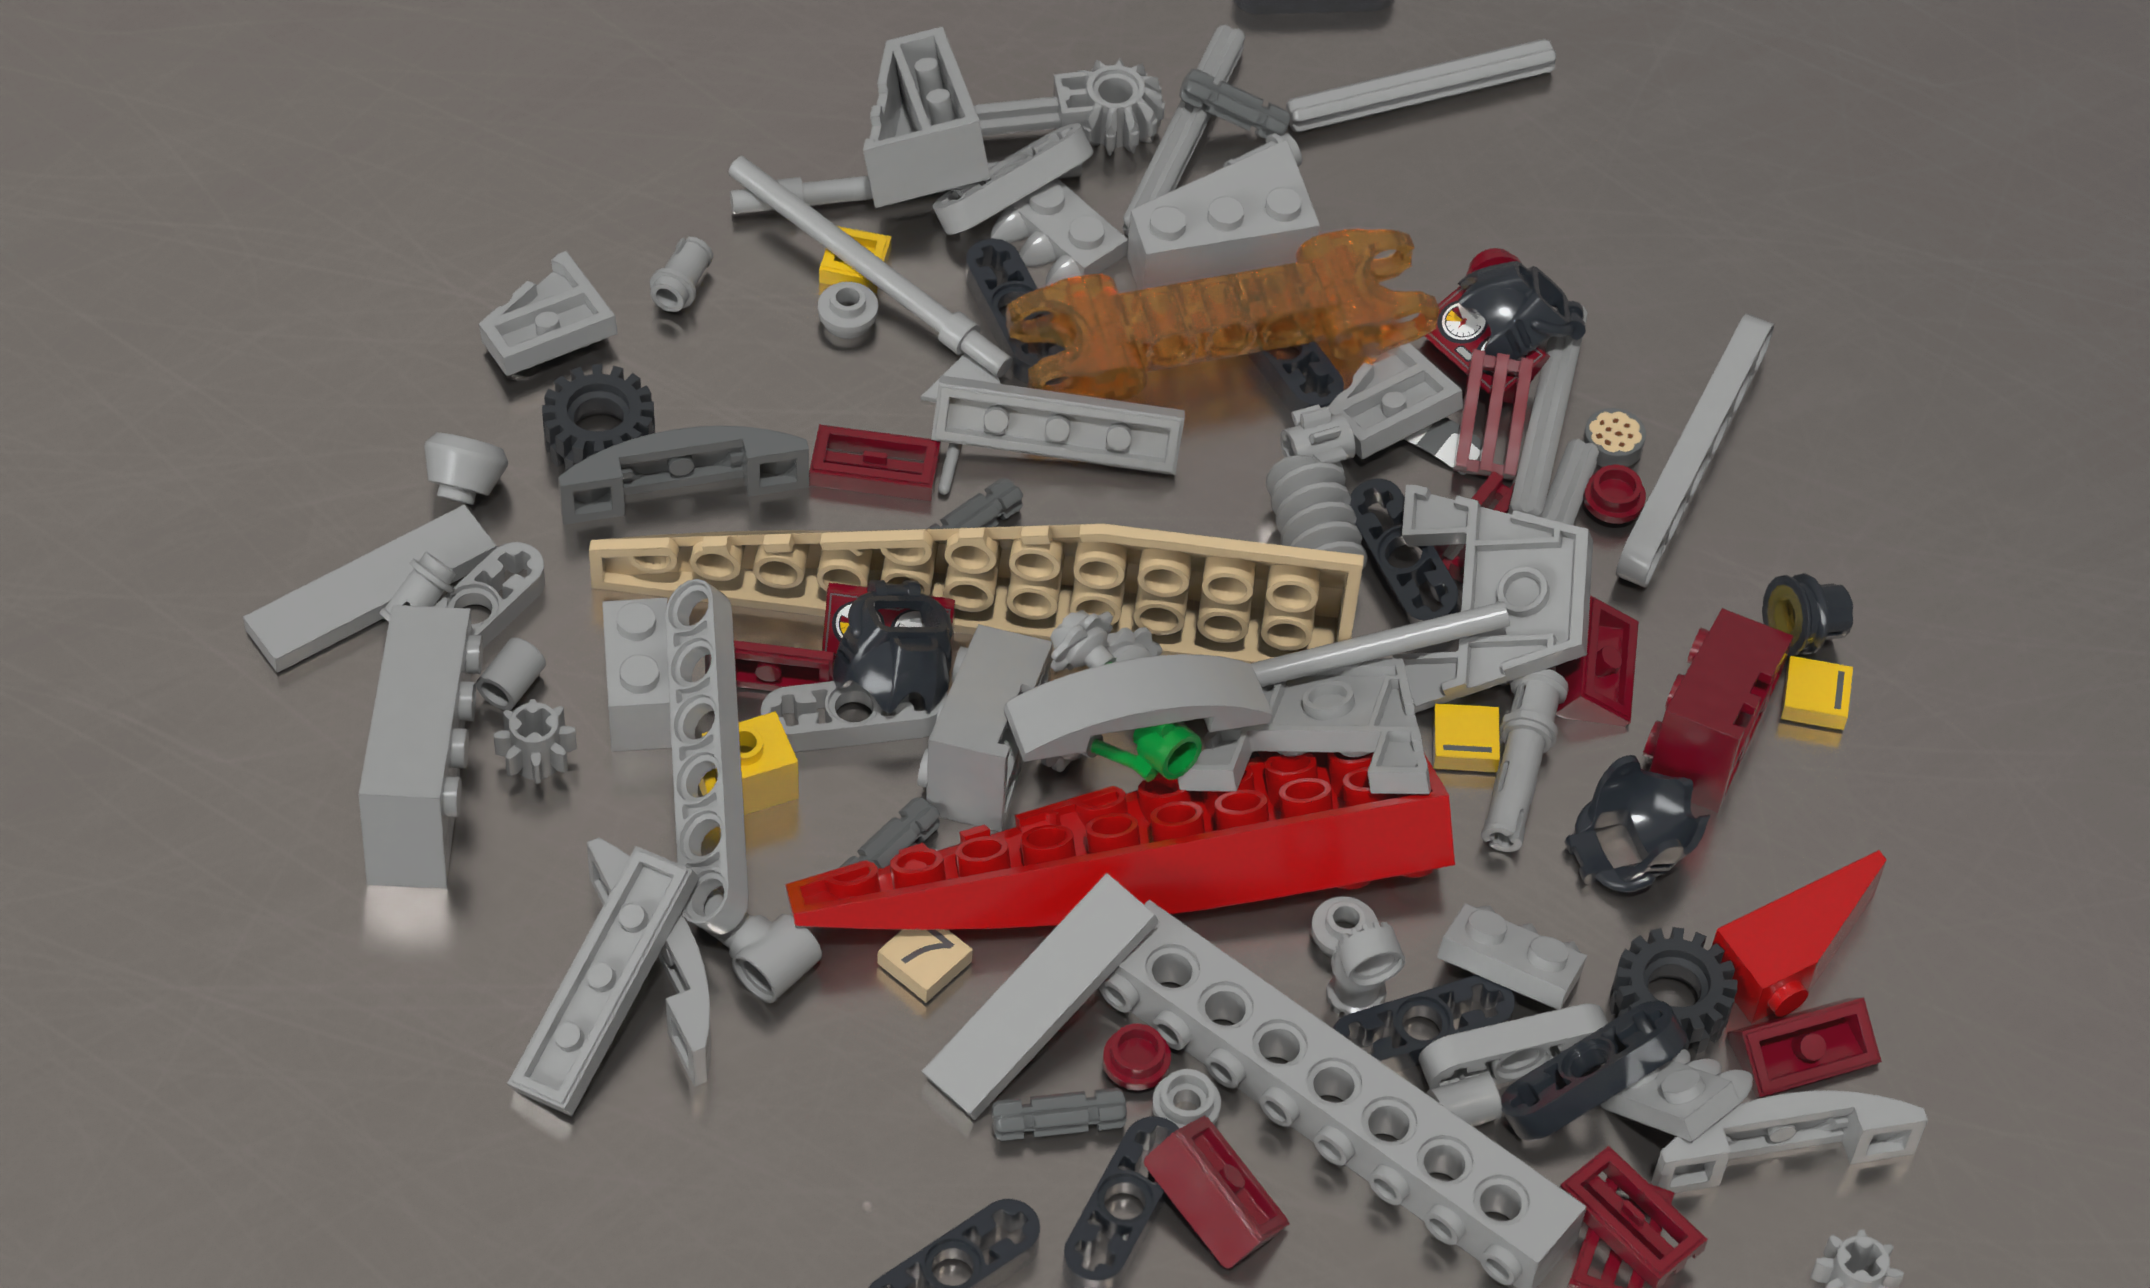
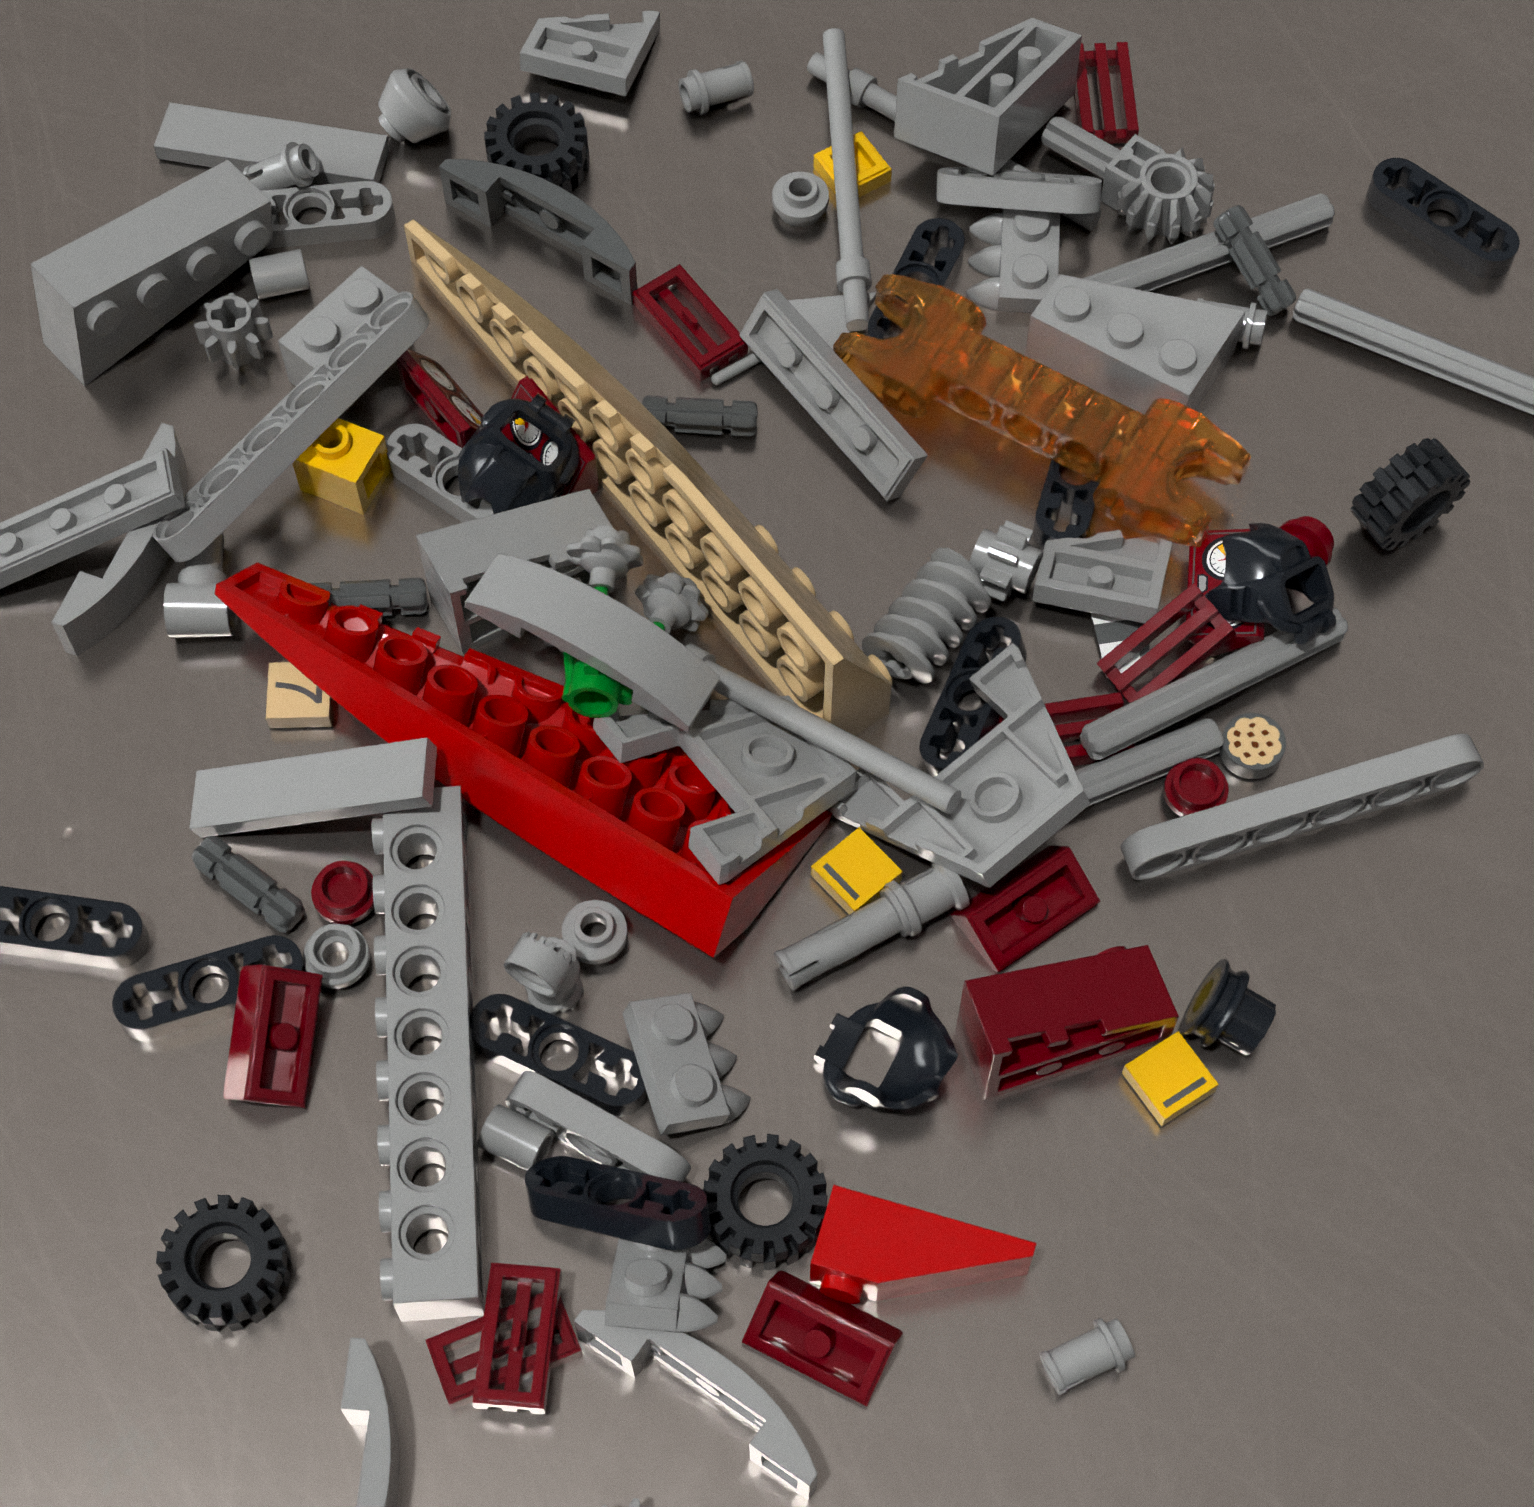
camera: 50 degrees right, 10 degrees up
(988, 64) = (1101, 60): none -> dark red tile
(1532, 183) = (1410, 493): none -> black tyre
(1978, 889) = (1088, 1355): none -> light grey pin

